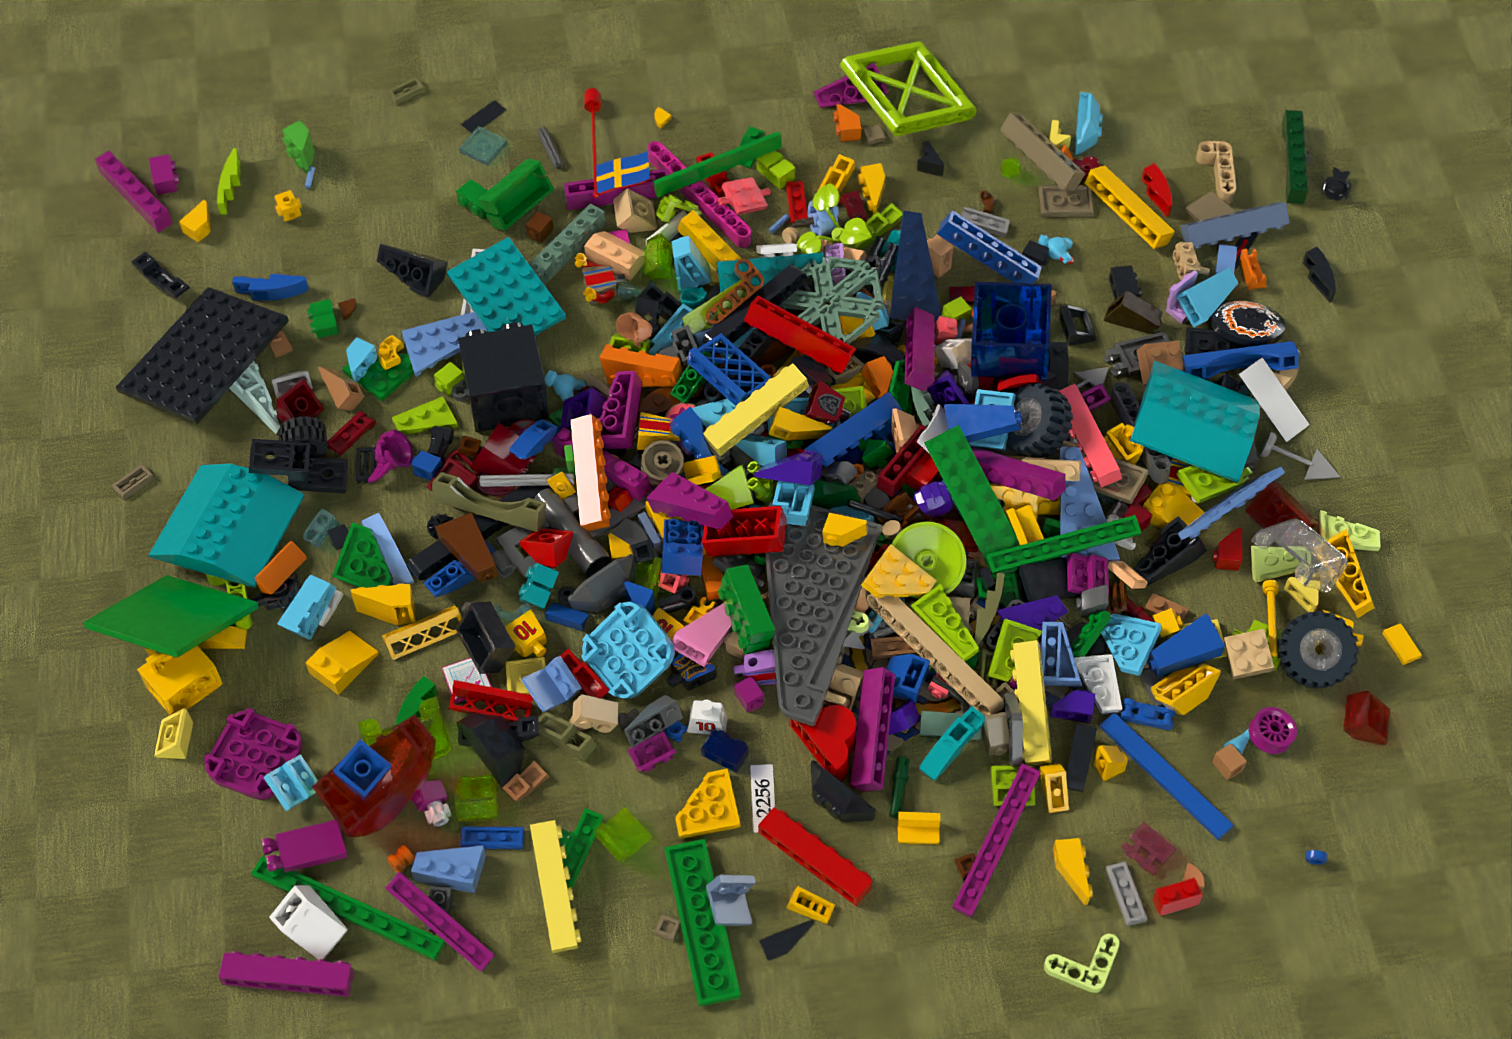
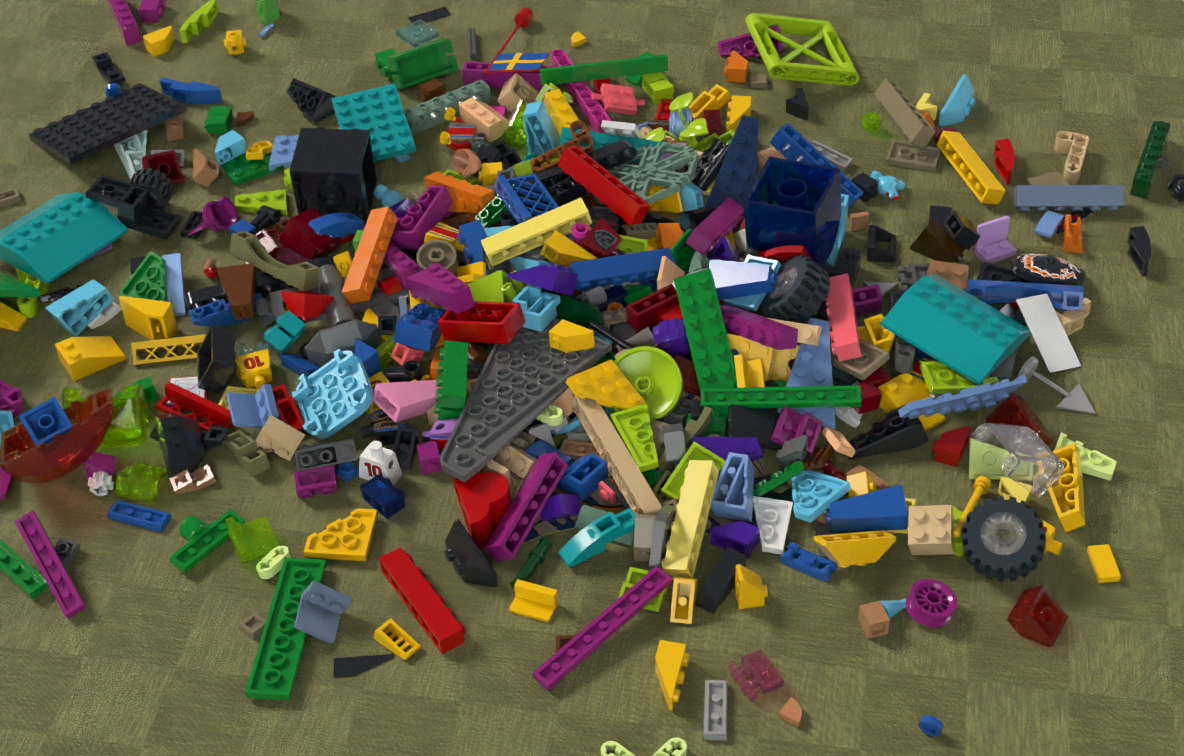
camera: 20 degrees right, 15 degrees down
(181, 304) = (112, 89): none -> blue tile
(280, 568) = (77, 276): orange slope -> none
(318, 528) = (122, 260): clear light blue leg -> none
(350, 433) = (194, 199): dark red plate -> none
(401, 859) = (43, 511): orange wheel -> none
(410, 521) = (208, 269): none -> arm
(450, 868) = (89, 527): medium blue wedge -> none
(519, 480) = (306, 253): light grey axle -> none
(554, 887) = (164, 560): light yellow brick -> none
(651, 853) = (272, 562): none -> yellowish green beam
(661, 333) = (489, 172): none -> yellow brick
(723, 689) = (406, 446): none -> black slope
(749, 559) = (478, 353): none -> reddish brown tile
(762, 792) = (404, 535): white sticker -> none
(801, 402) = (579, 232): none -> dark pink cone
(861, 660) = (541, 448): none -> blue slope
(983, 621) = (674, 442): none -> slope
(988, 201) = (840, 142): reddish brown arm -> none
(1155, 295) = (961, 230): none -> black brick
(1166, 776) = (805, 620): blue tile -> none
(1177, 896) = (765, 722): red brick -> none
(1186, 260) = (1010, 208): tan brick -> none
(1204, 298) = (1010, 241): medium azure slope -> none

